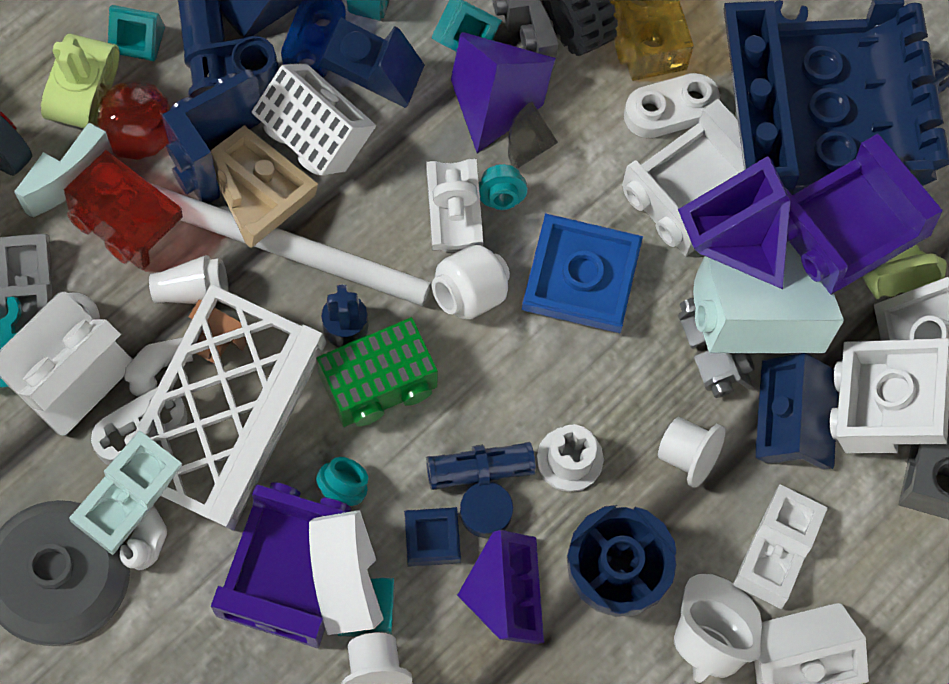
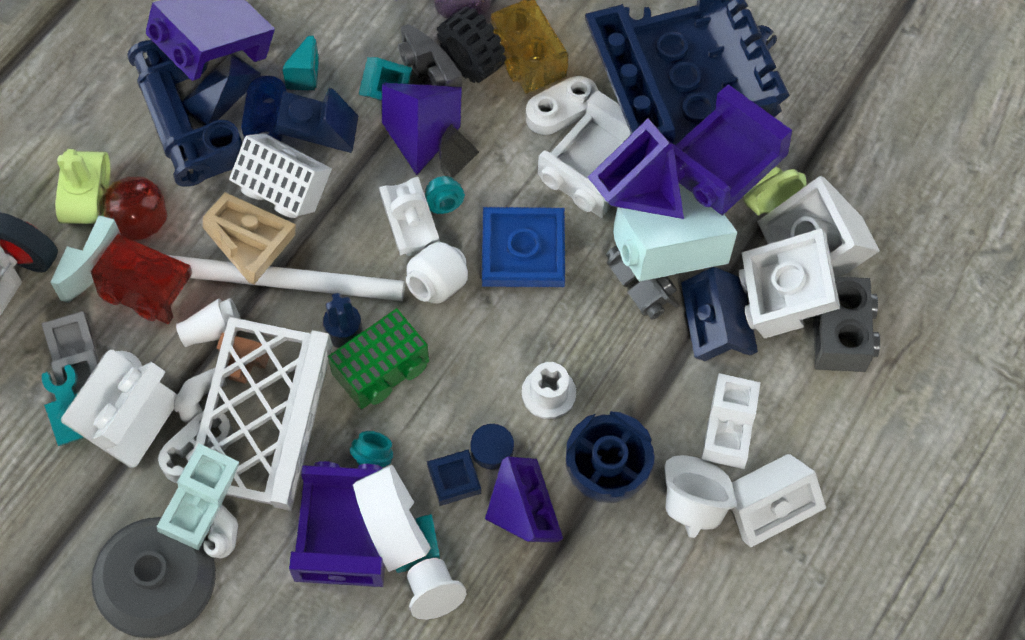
camera: 10 degrees left, 5 degrees down
(135, 32) = (119, 139): teal slope -> none
(204, 122) = (192, 195): dark blue bracket -> none
(480, 465) = (479, 412): dark blue pin -> none
(691, 448) = (643, 361): white piece -> none

